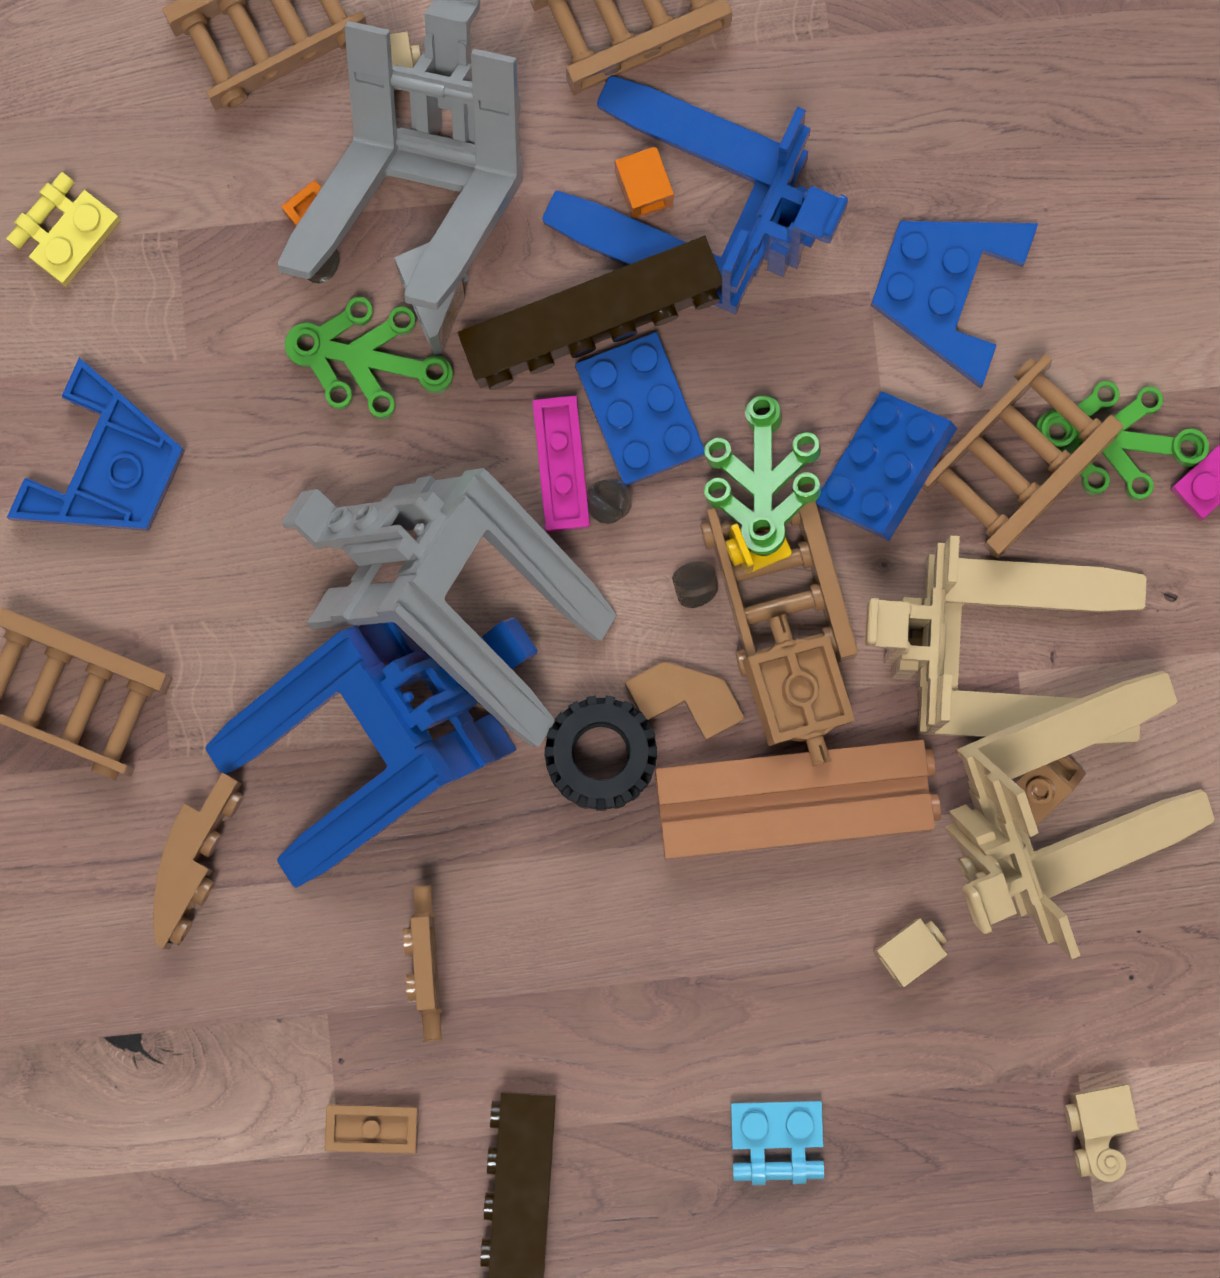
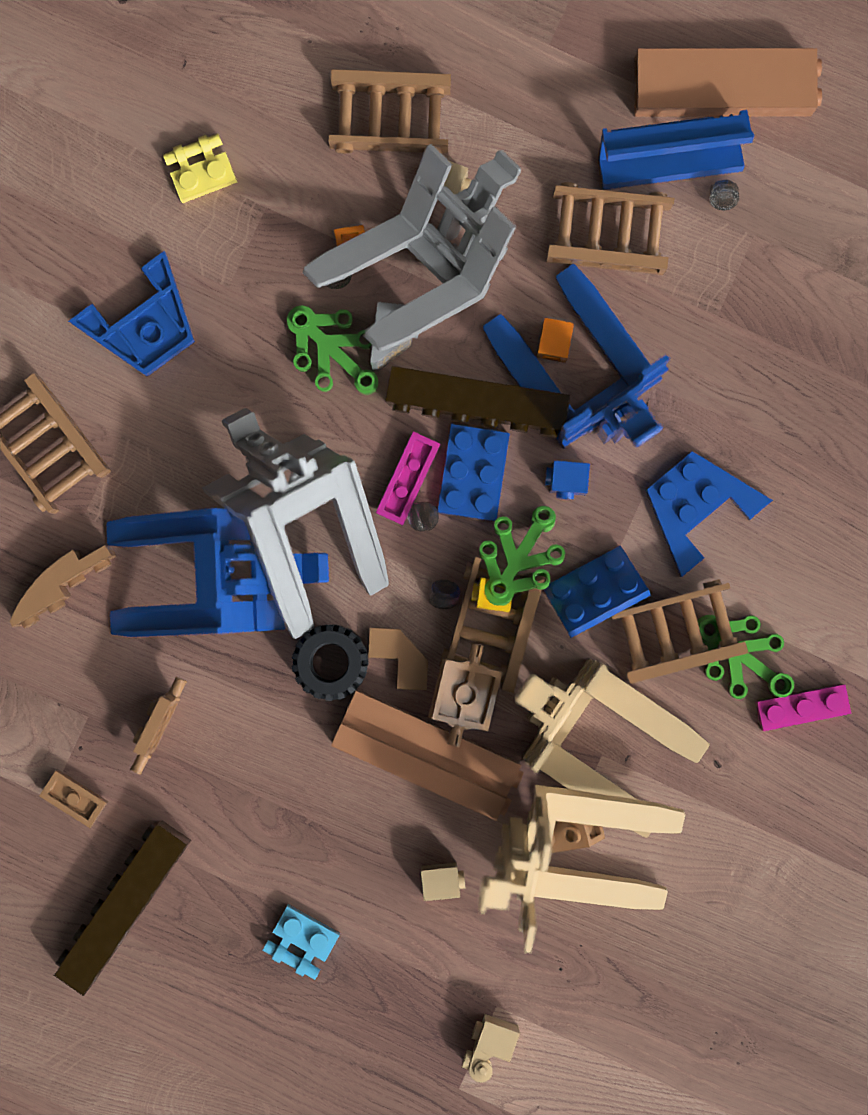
camera: 30 degrees right, 5 degrees up
(764, 346) = (568, 479): none -> blue brick

